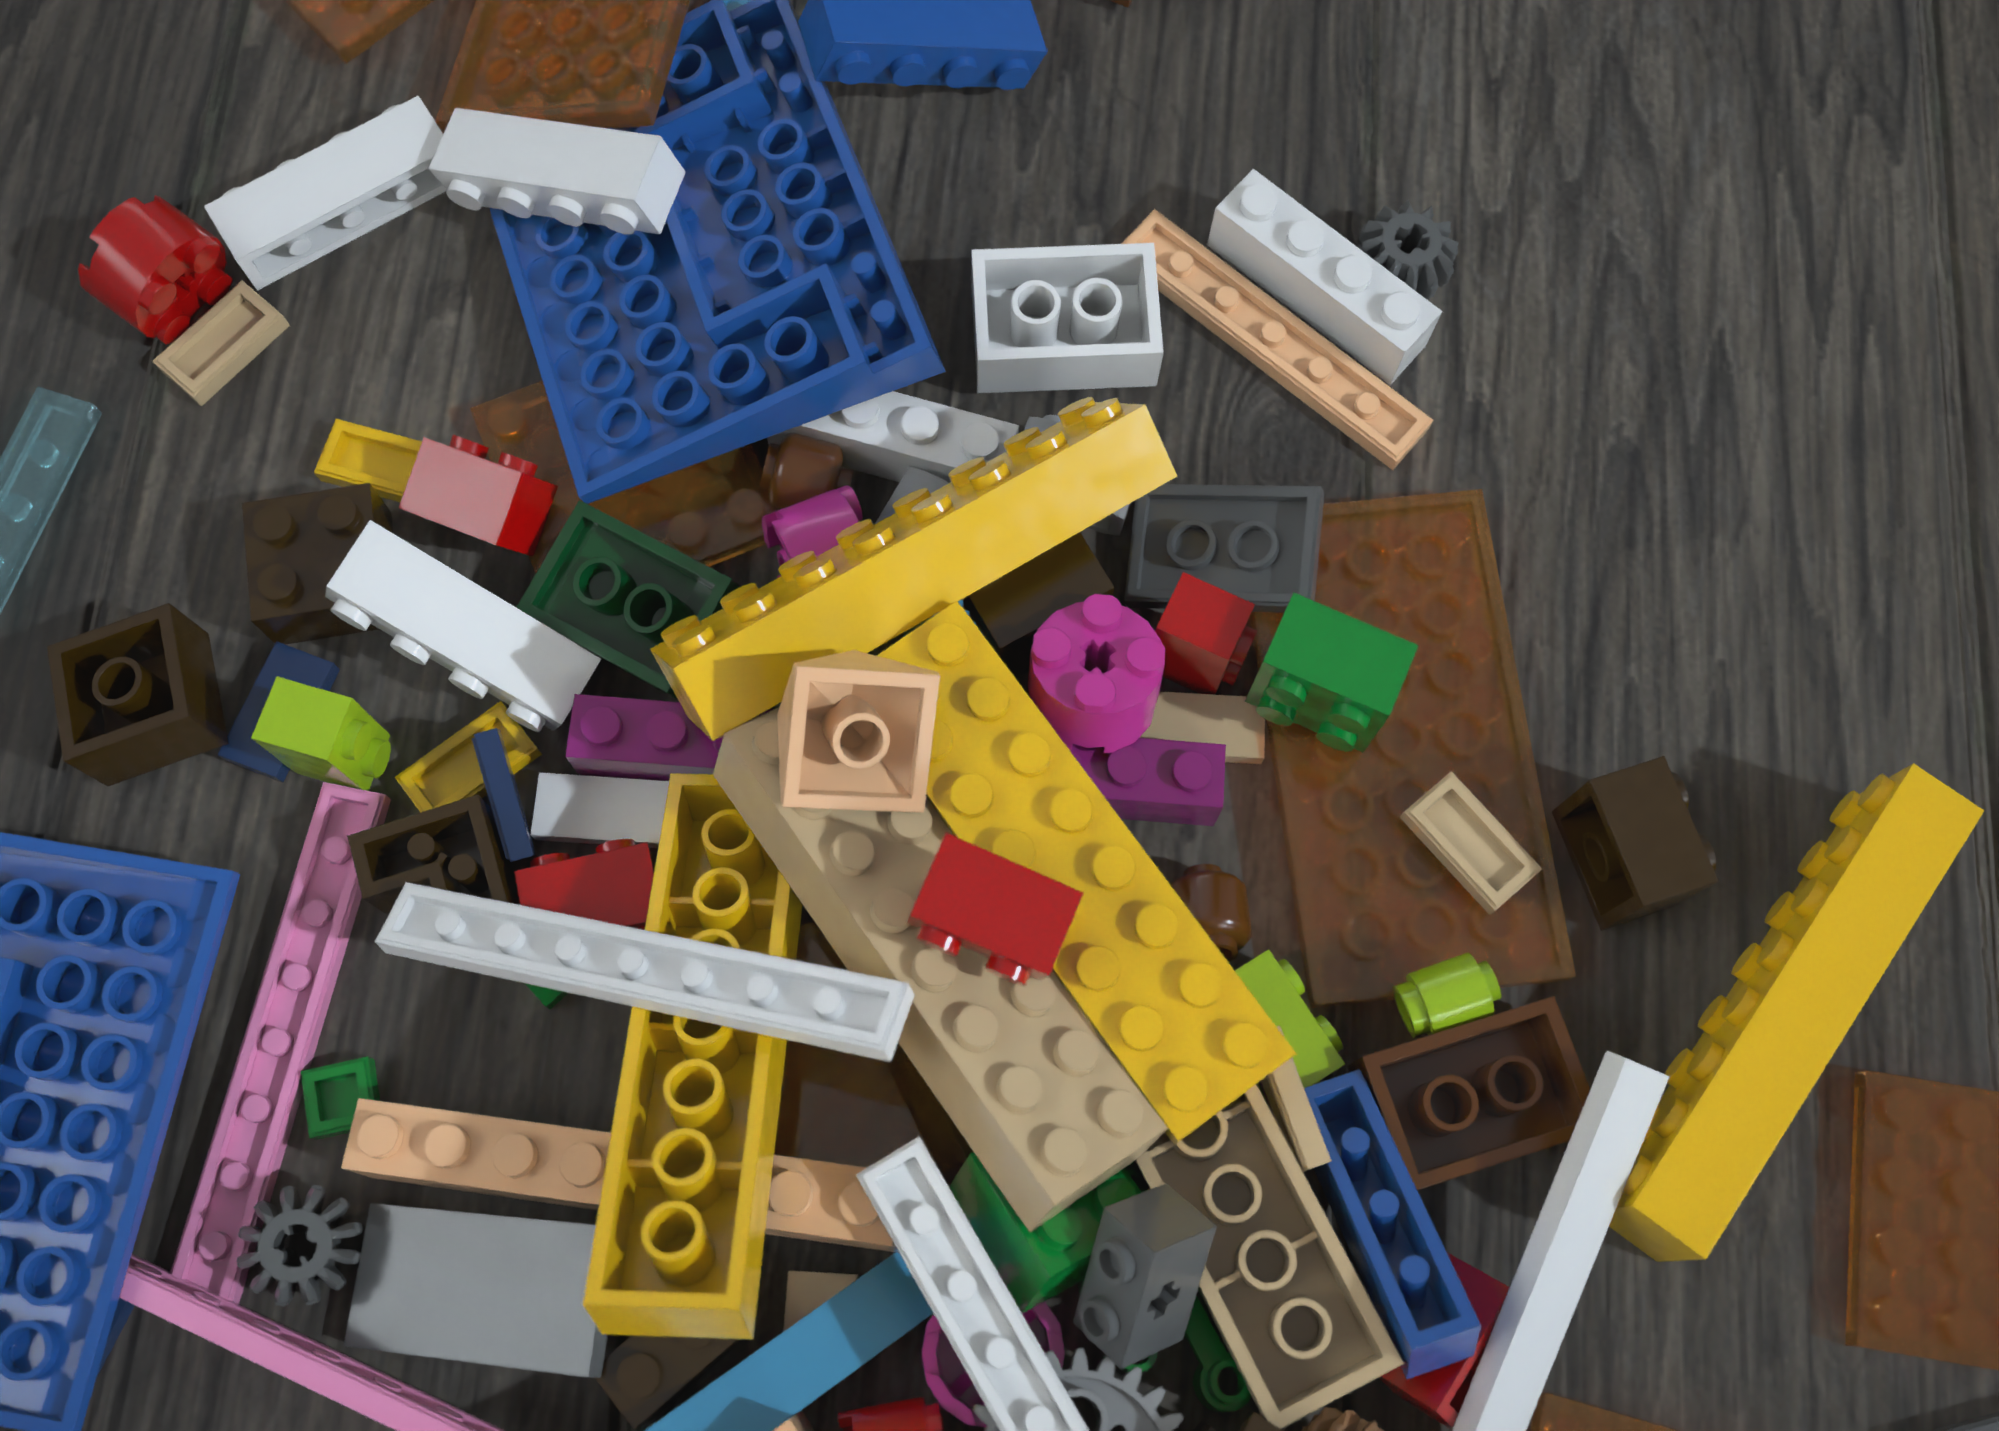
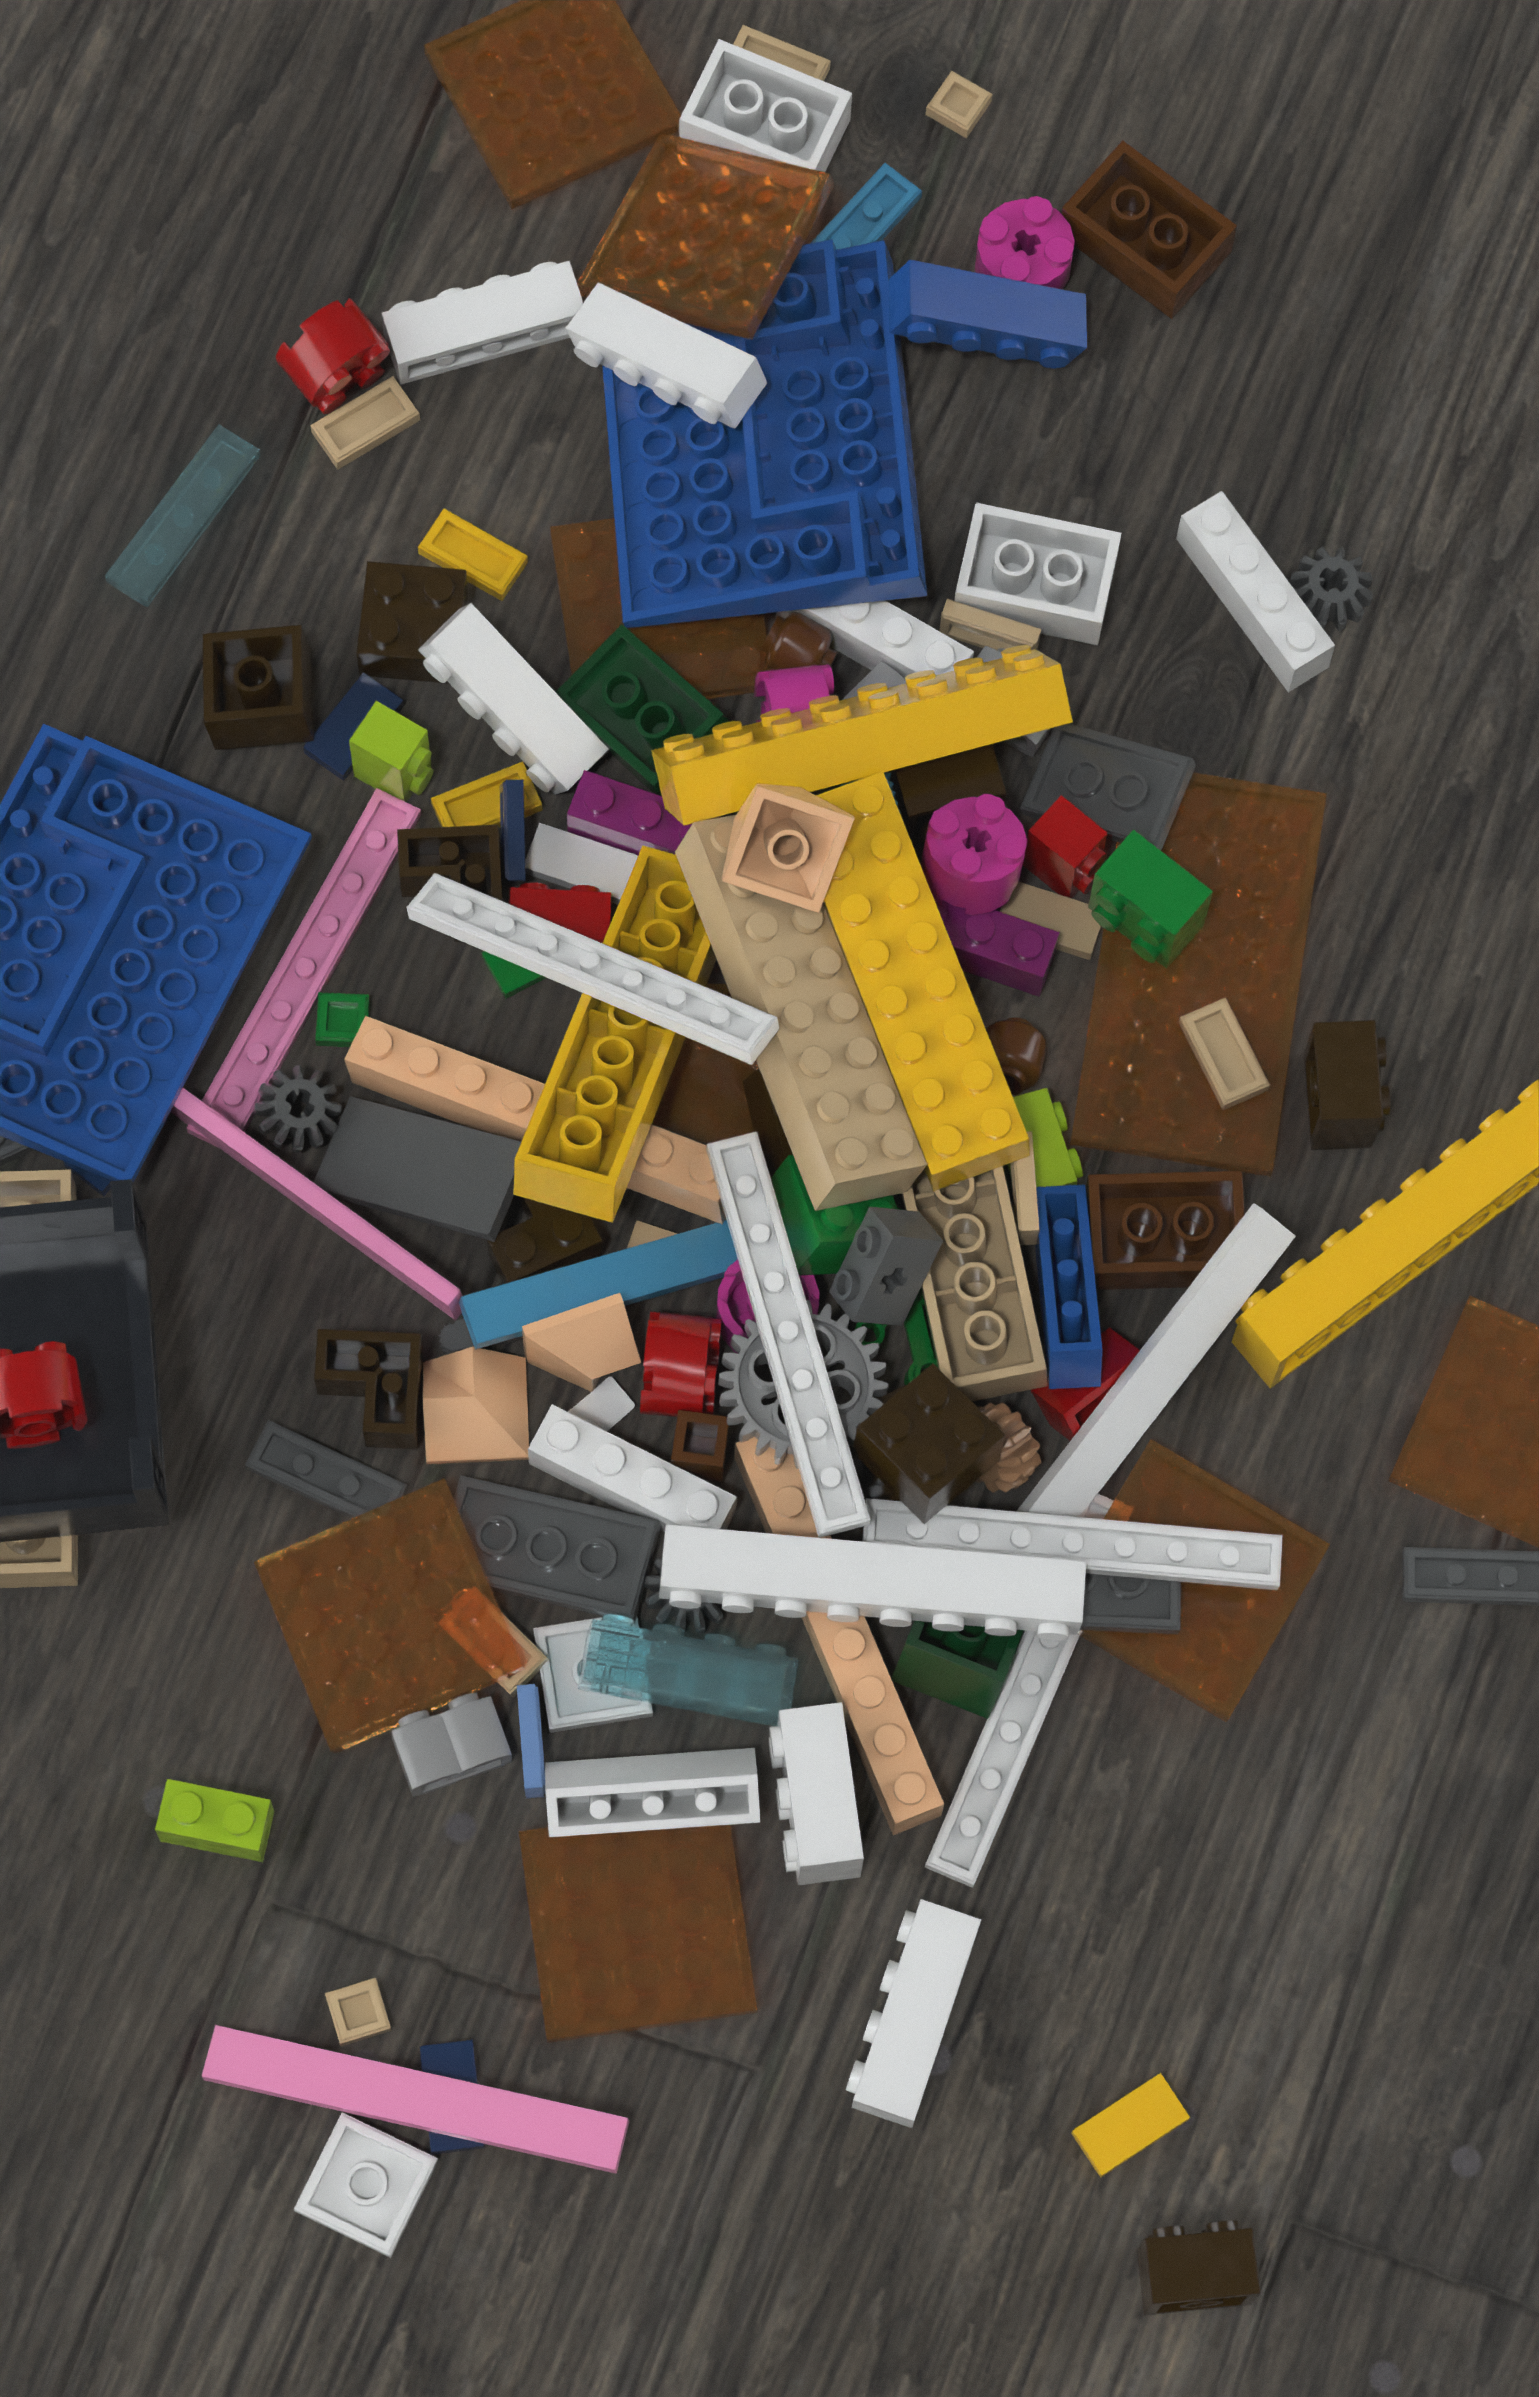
camera: 15 degrees right, 0 degrees up
(479, 496) = (545, 600): brick -> none
(993, 910) = (847, 985): red brick -> none
(1018, 396) = (985, 628): none -> tan tile
(1281, 343) = (1205, 632): light nougat tile -> none
(1447, 995) = (1167, 1150): lime brick -> none

